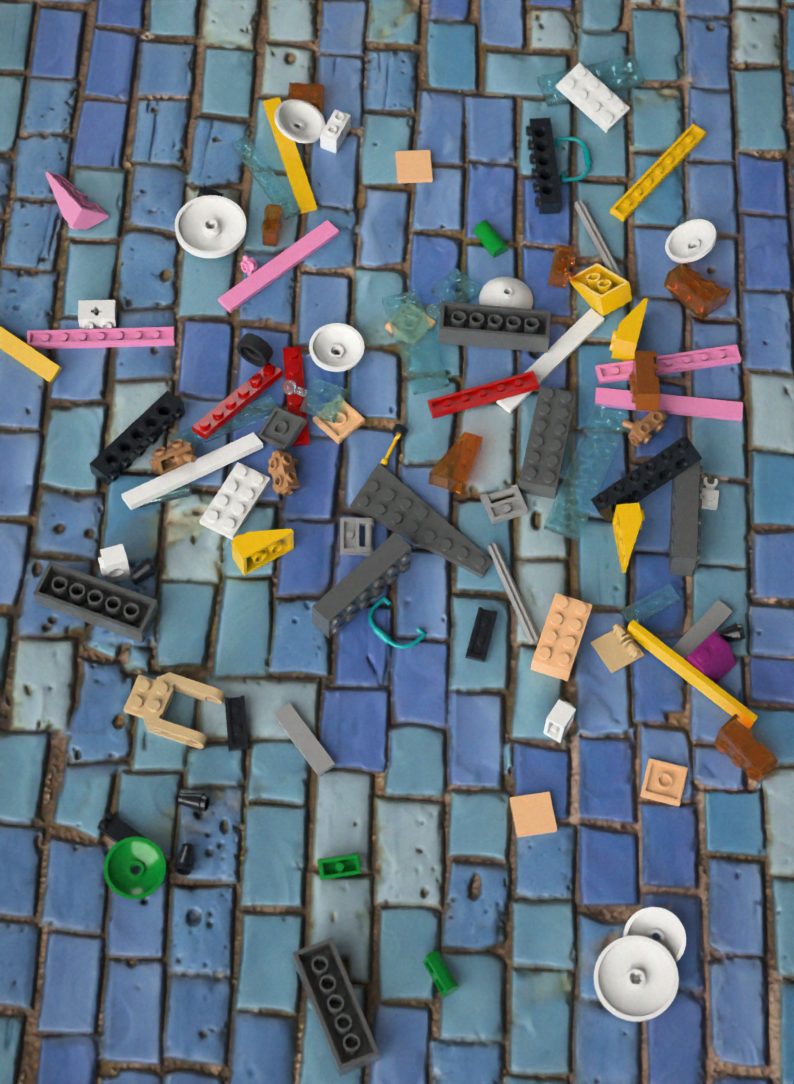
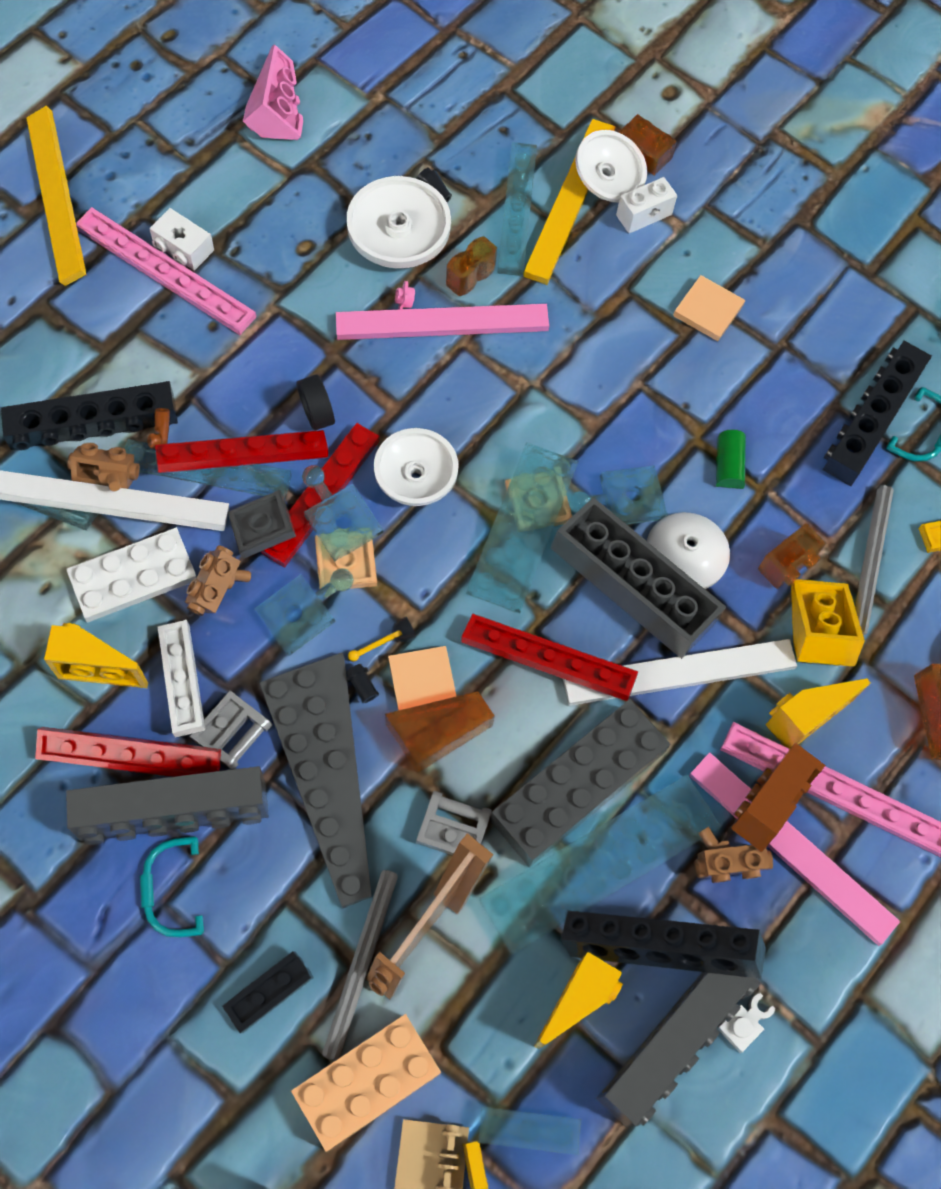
camera: 35 degrees right, 5 degrees up
(186, 419) = (161, 433): none -> dark orange arm
(310, 528) = (181, 678): none -> white plate
(314, 581) = (125, 753): none -> plate
(333, 450) = (314, 616): none -> clear light blue plate
(401, 470) = (362, 683): none -> black pin
(427, 448) = (421, 677): none -> light nougat tile
(530, 533) = (453, 892): none -> medium nougat piece

